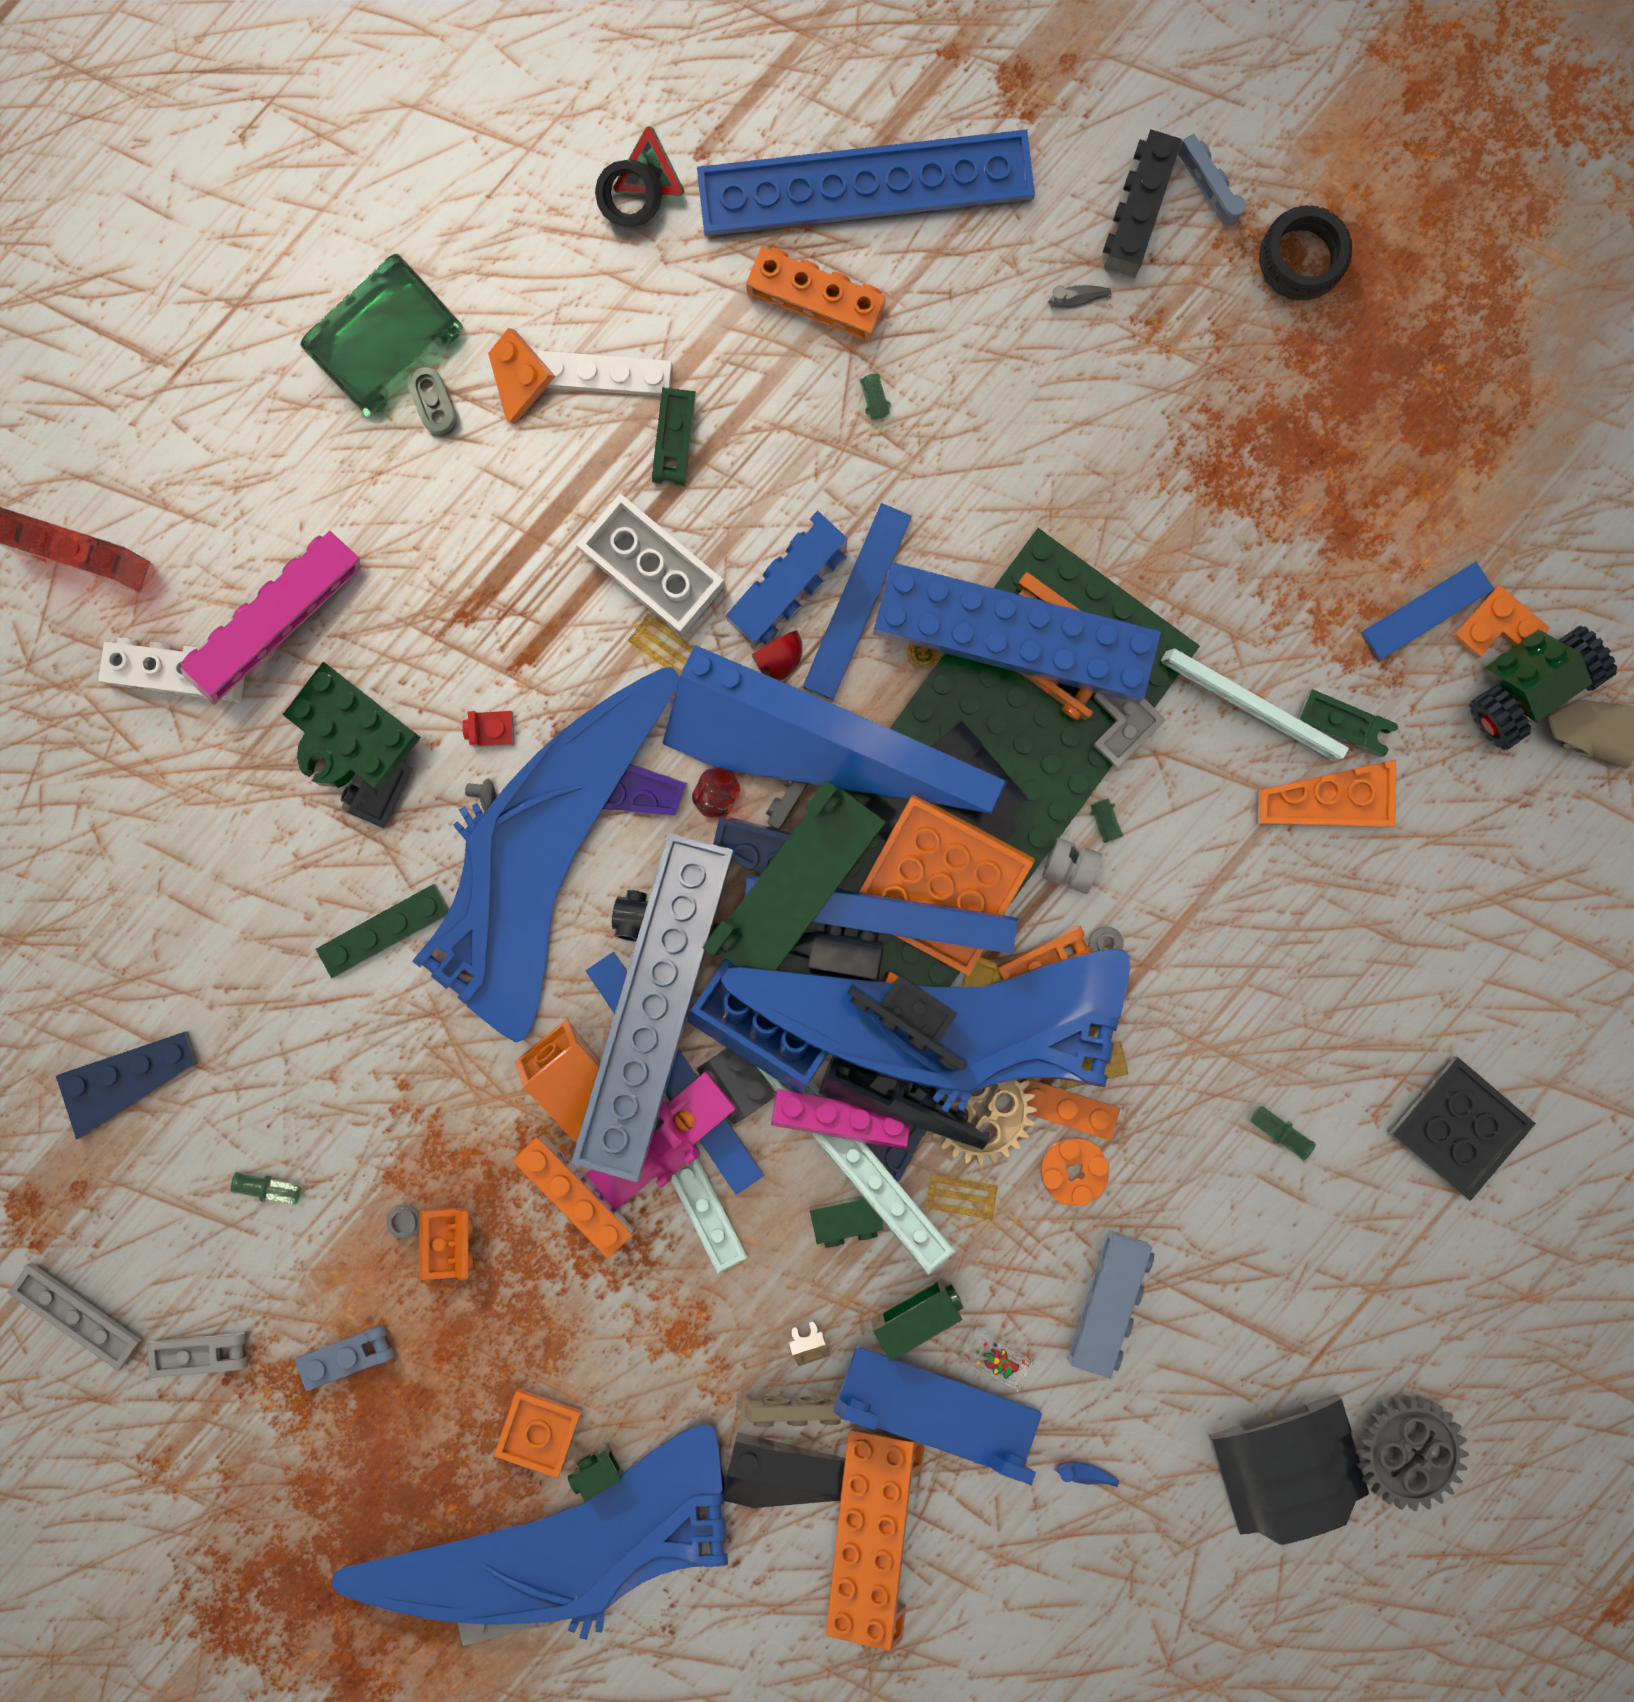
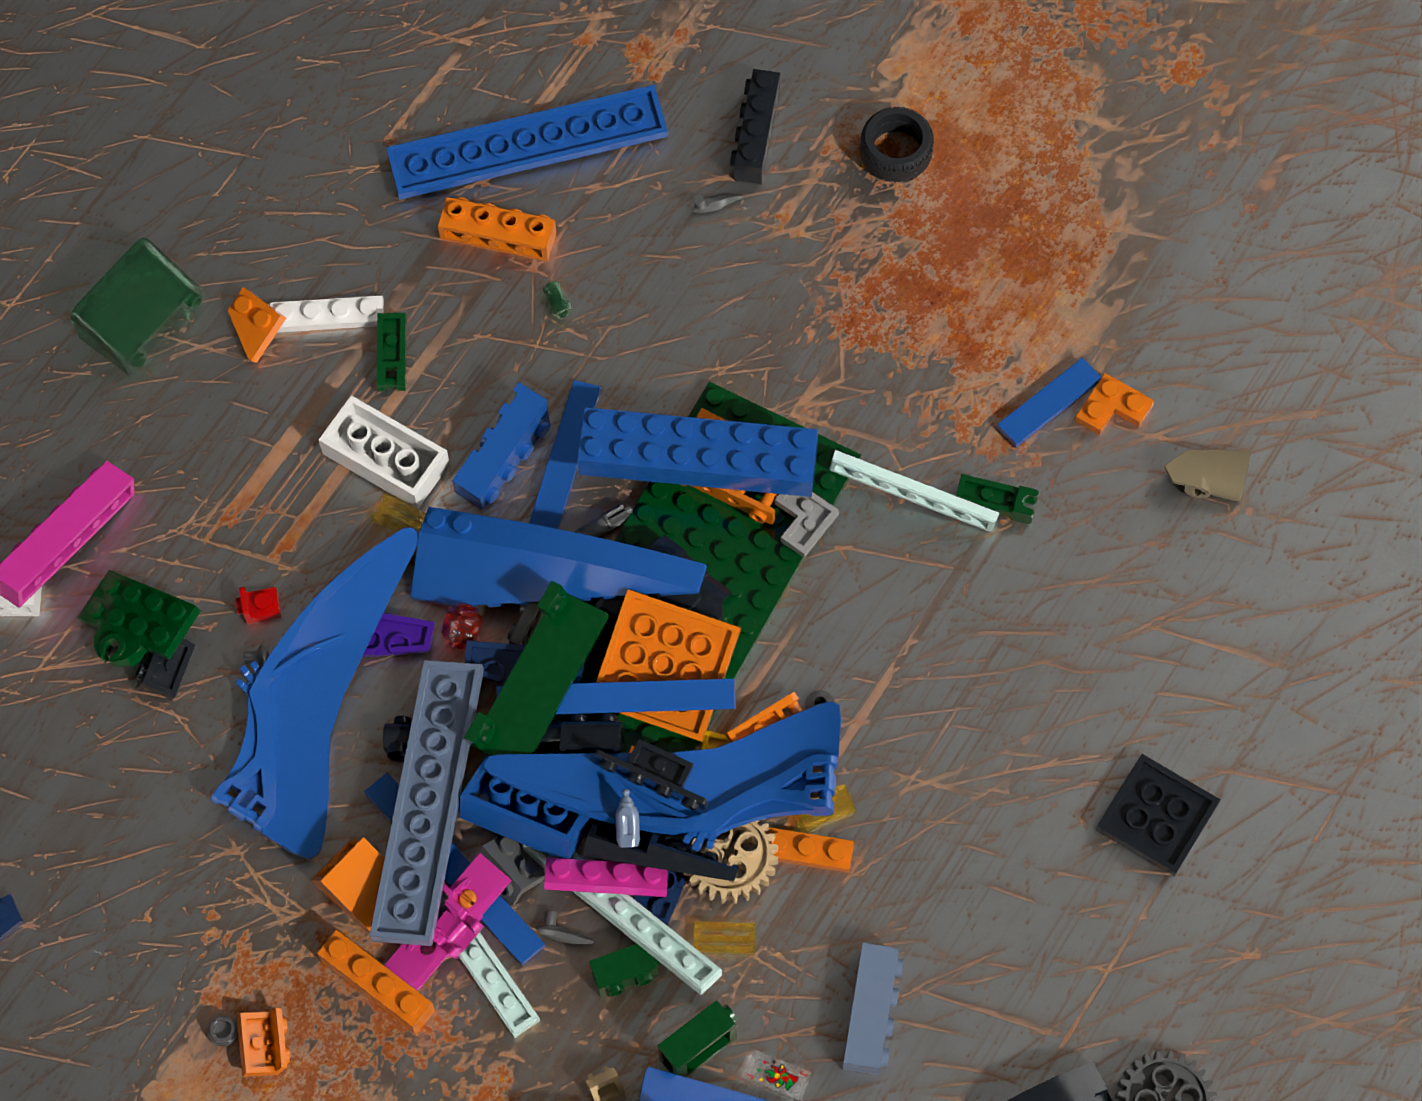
camera: 10 degrees left, 20 degrees down
(265, 1188) = (95, 1019): clear green axle -> none
(383, 931) = (181, 785): dark green plate -> none
(432, 402) = (185, 354): plate -> none
(604, 196) = (314, 163): black tyre -> none
(651, 152) = (347, 154): piece -> none
(780, 656) = (504, 506): red brick -> none
(784, 1166) = (561, 934): none -> dark grey bar
(873, 1074) = (627, 822): none -> sand blue piece
(887, 689) = (606, 522): none -> dark grey piece
(922, 657) = (626, 492): clear yellow tile -> none
(1072, 865) = (778, 642): light grey wheel -> none
(1080, 1190) = (830, 917): orange plate -> none
(1106, 820) = (803, 604): clear green pin -> none
(1211, 180) = (811, 103): sand blue plate -> none
(1282, 1132) = (1000, 841): clear green axle -> none
(1339, 799) = (1006, 559): orange wing -> none
(1537, 680) = (1146, 436): brick -> none

